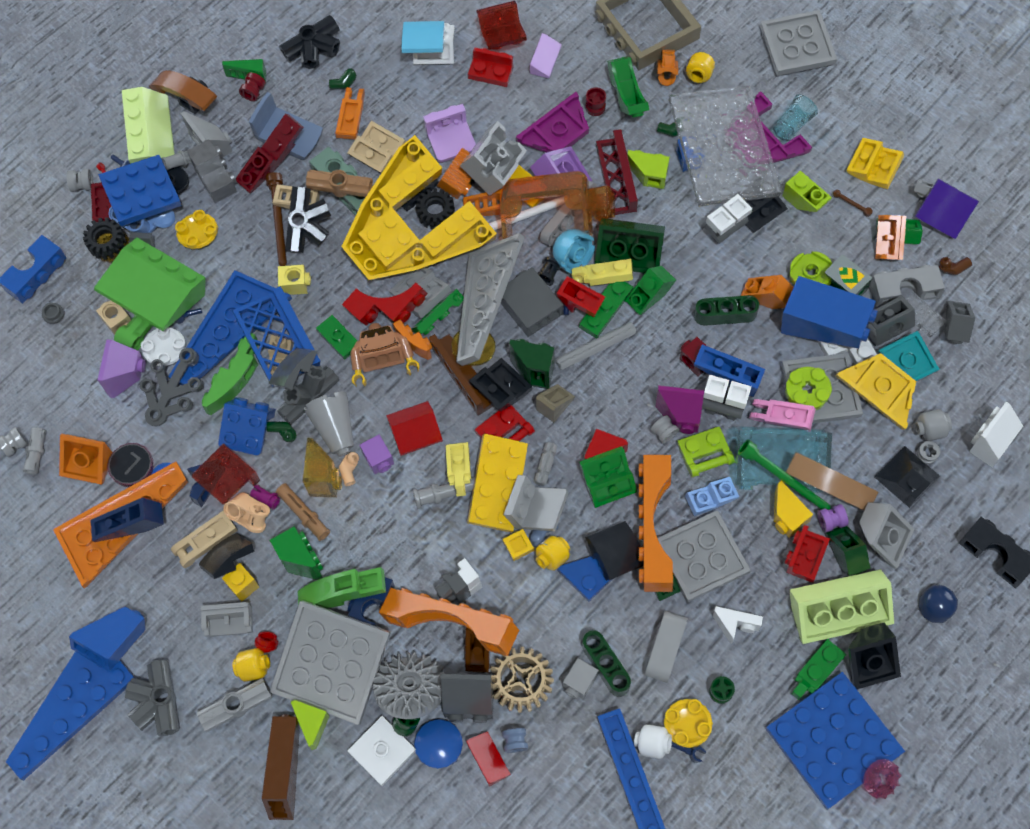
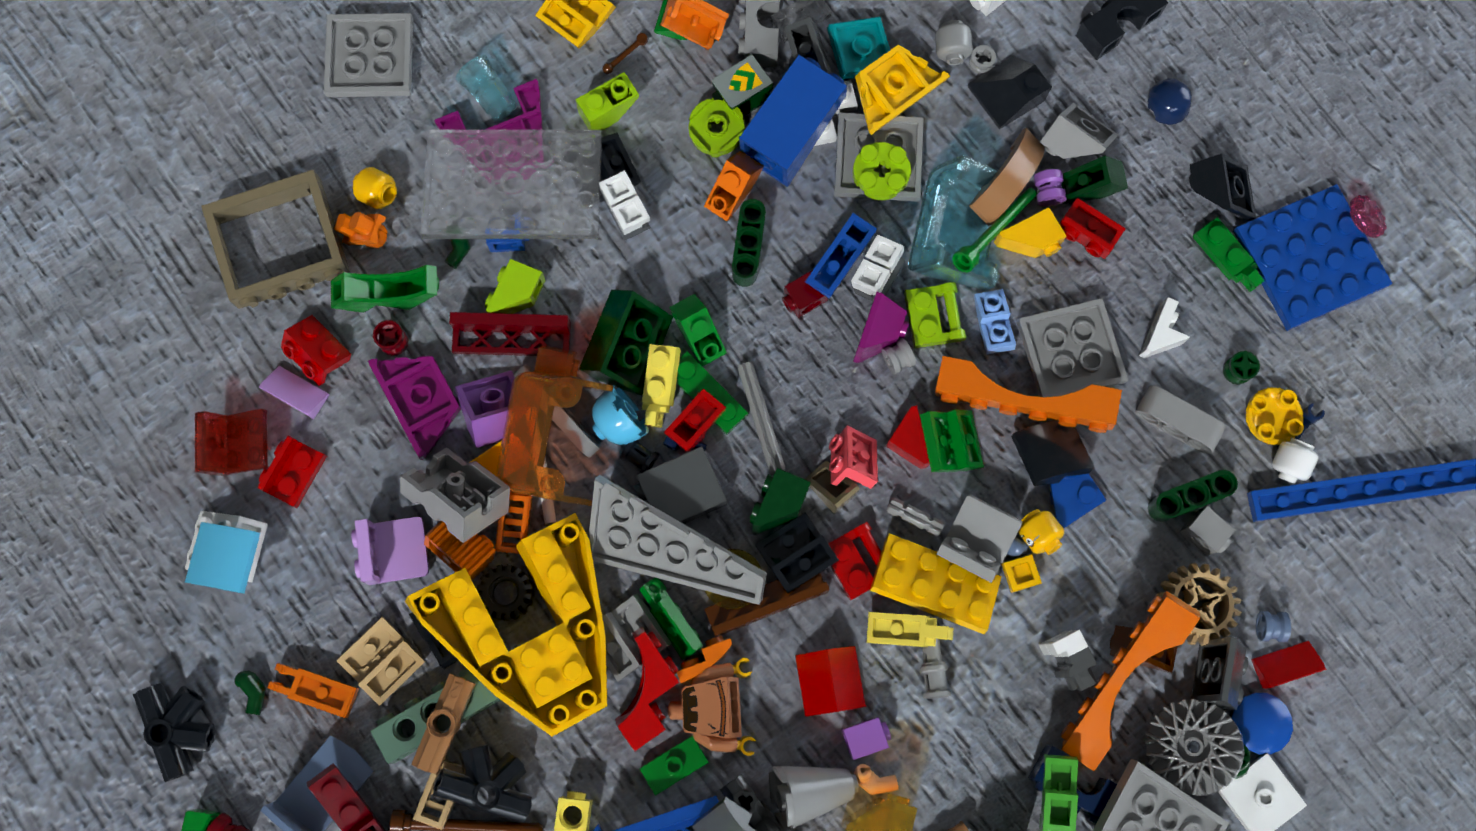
camera: 85 degrees left, 10 degrees up
(578, 60) = (314, 349): none -> red bracket
(578, 410) = (853, 457): none -> coral bracket
(784, 414) = (911, 205): bright pink hinge -> none
(842, 606) = (1159, 205): yellowish green slope -> none

